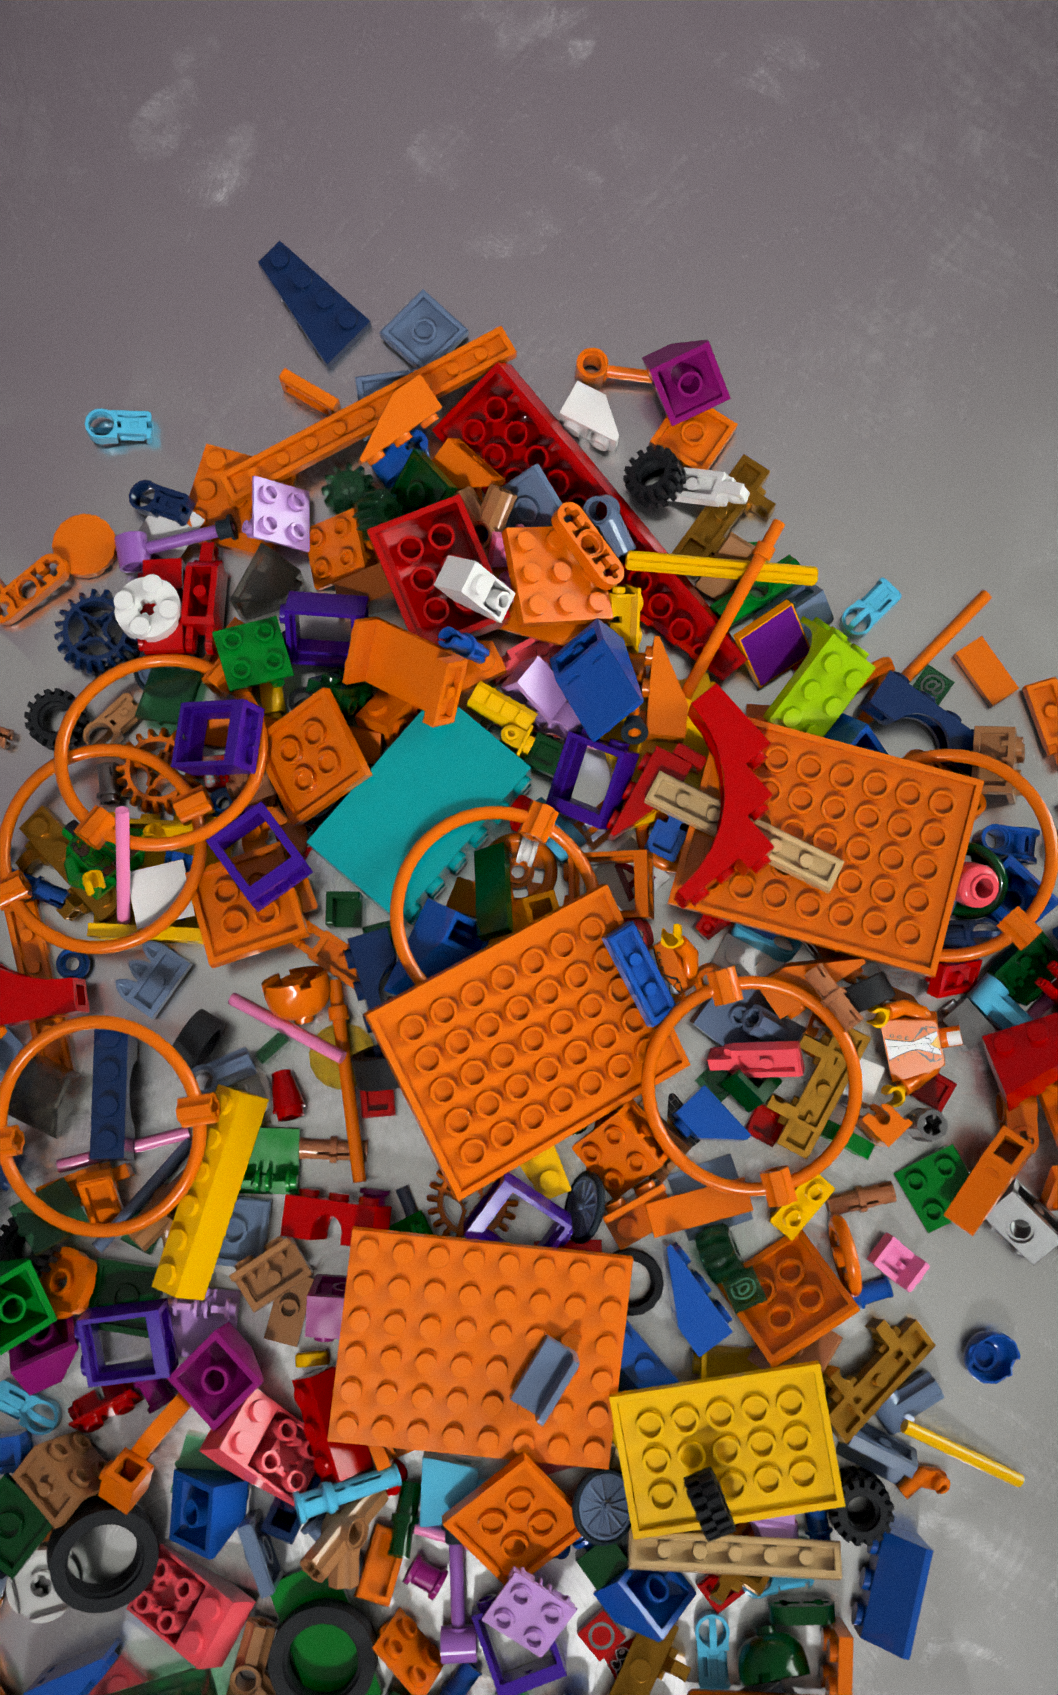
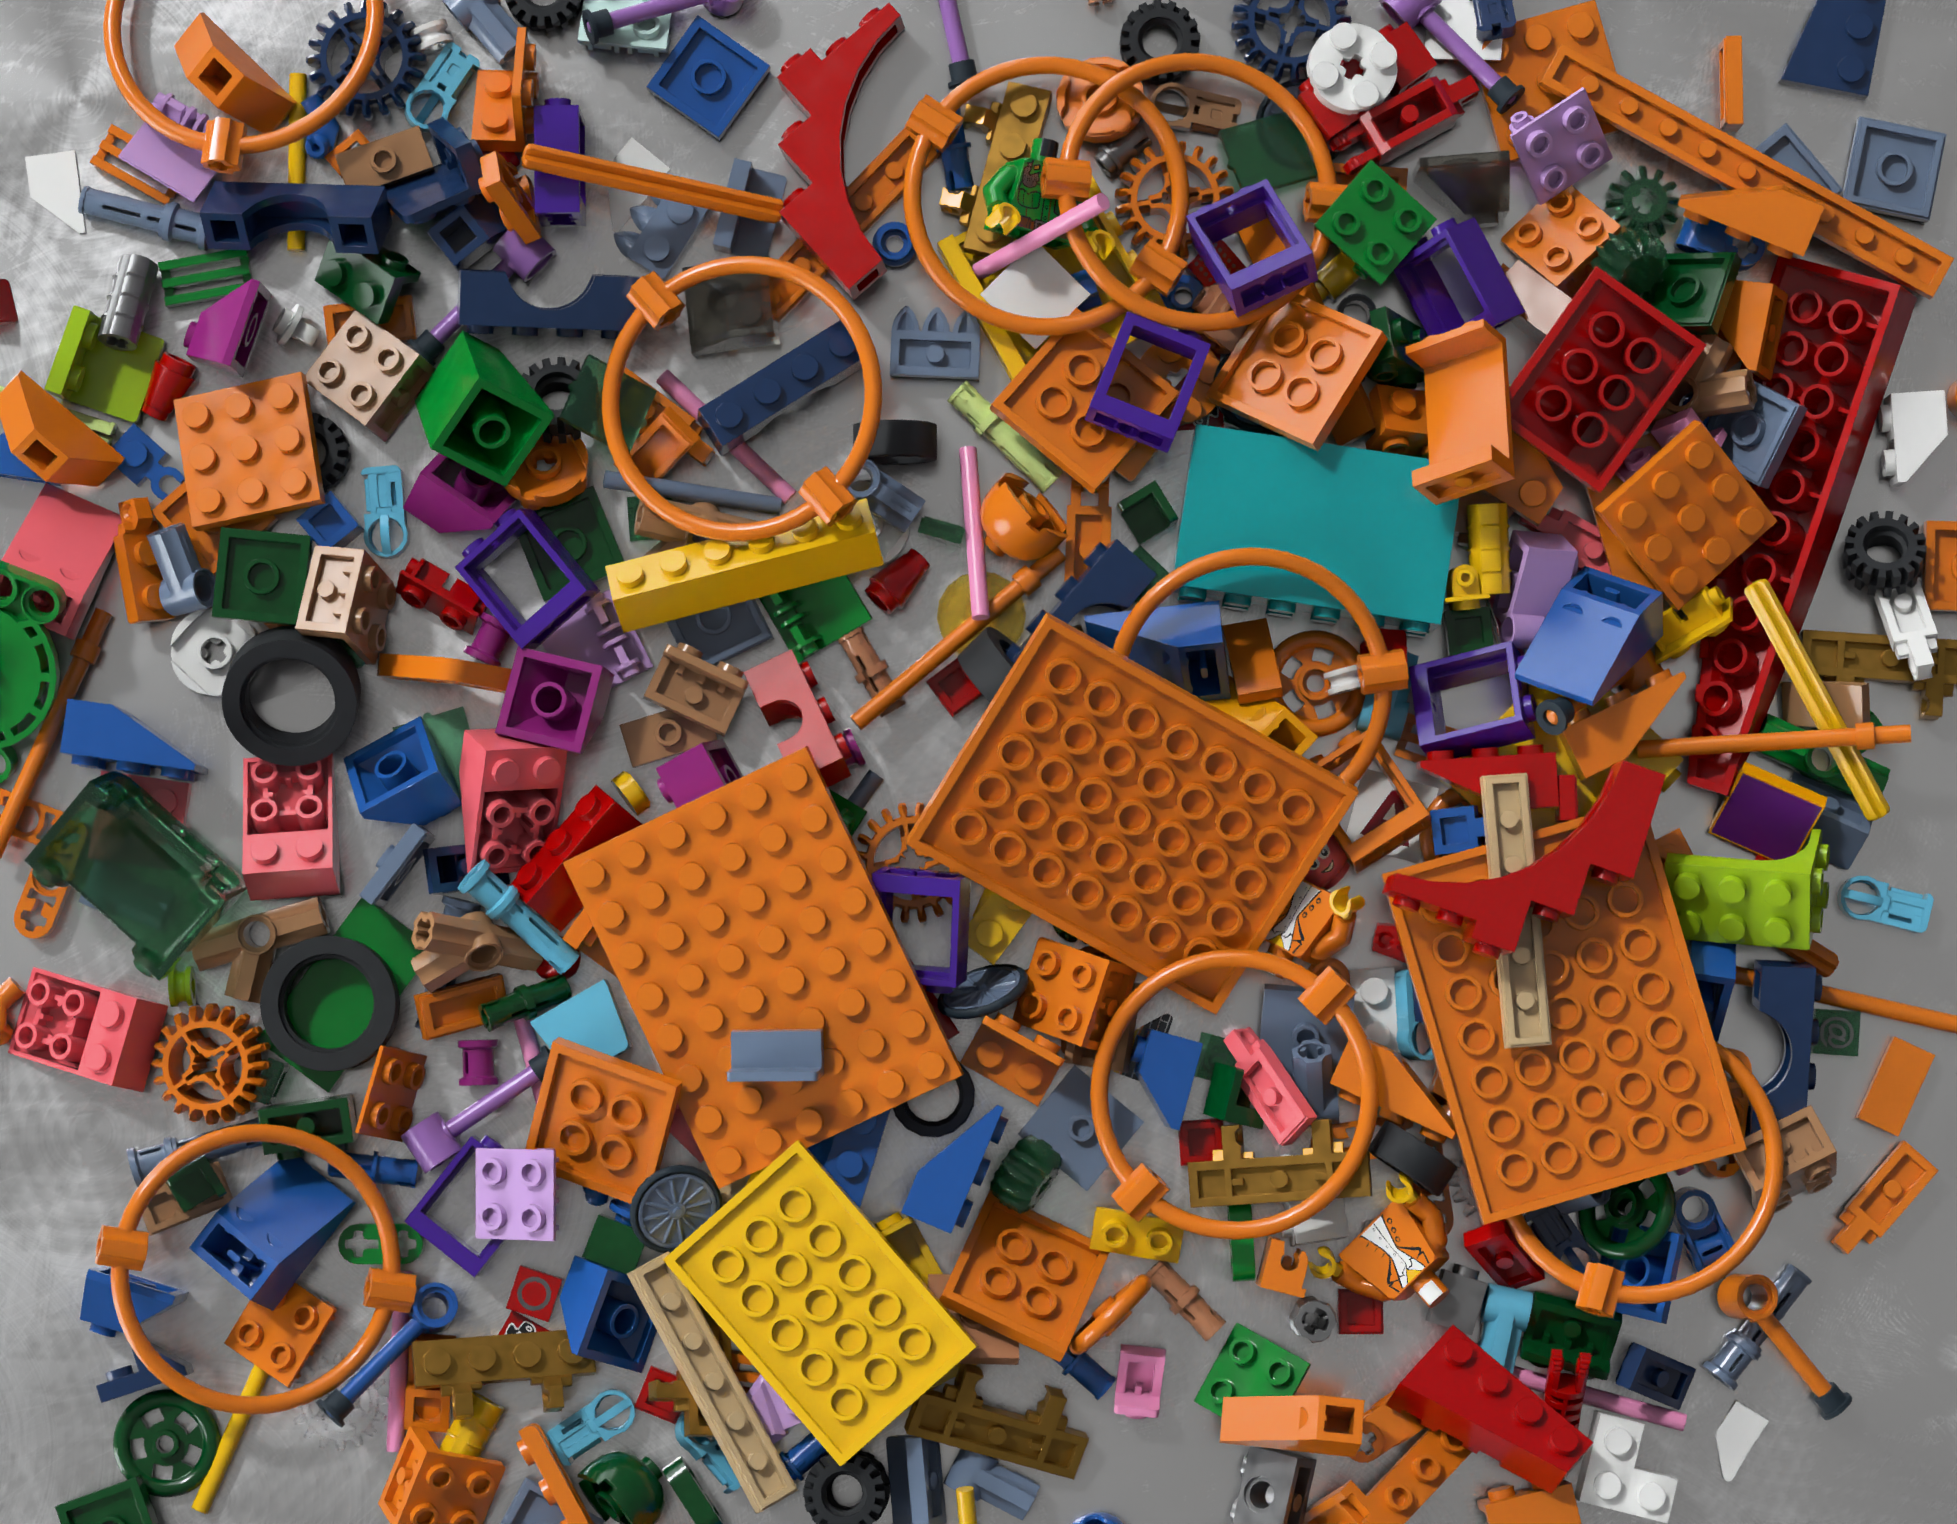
camera: 60 degrees right, 5 degrees up
(84, 779) = (1114, 120): none -> orange tile
(125, 1480) = (387, 670): orange brick -> none
(239, 970) = (1006, 439): none -> yellowish green pin
(463, 644) = (1531, 460): blue axle -> none
(474, 587) = (1604, 432): white slope -> none
(493, 892) = (1272, 669): dark green tile -> none
(589, 532) = (1733, 511): orange beam -> none
(612, 526) = (1782, 543): sand blue piece -> none
(639, 973) = (1282, 891): blue tile -> none
(694, 1209) = (1057, 1117): orange tile -> none
(709, 1504) = (755, 1312): black tyre -> none
(743, 1289) = (1003, 1222): clear green tile -> none
(833, 997) = (1389, 1124): nougat pin -> none
(977, 885) = (1621, 1213): coral head -> none

